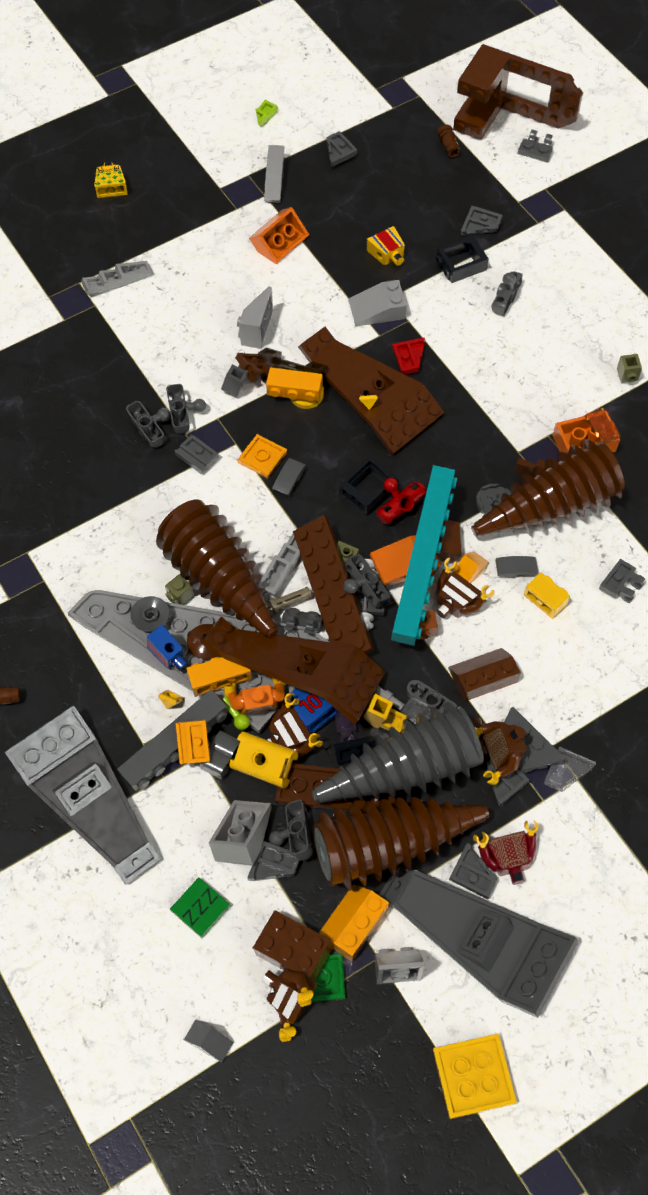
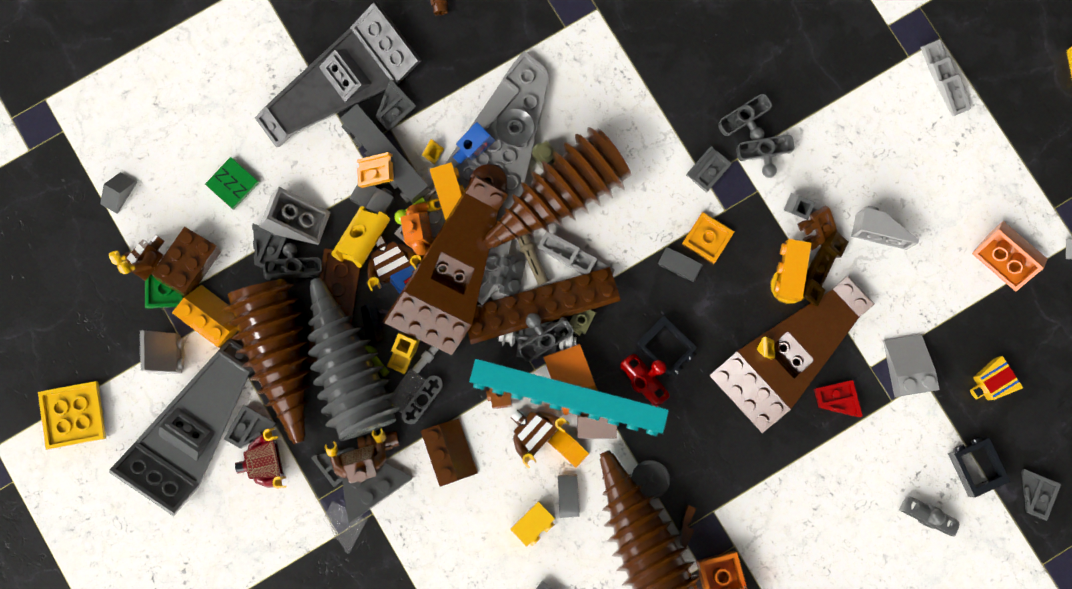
camera: 90 degrees right, 20 degrees up
(120, 737) = (393, 107): none -> dark grey wing

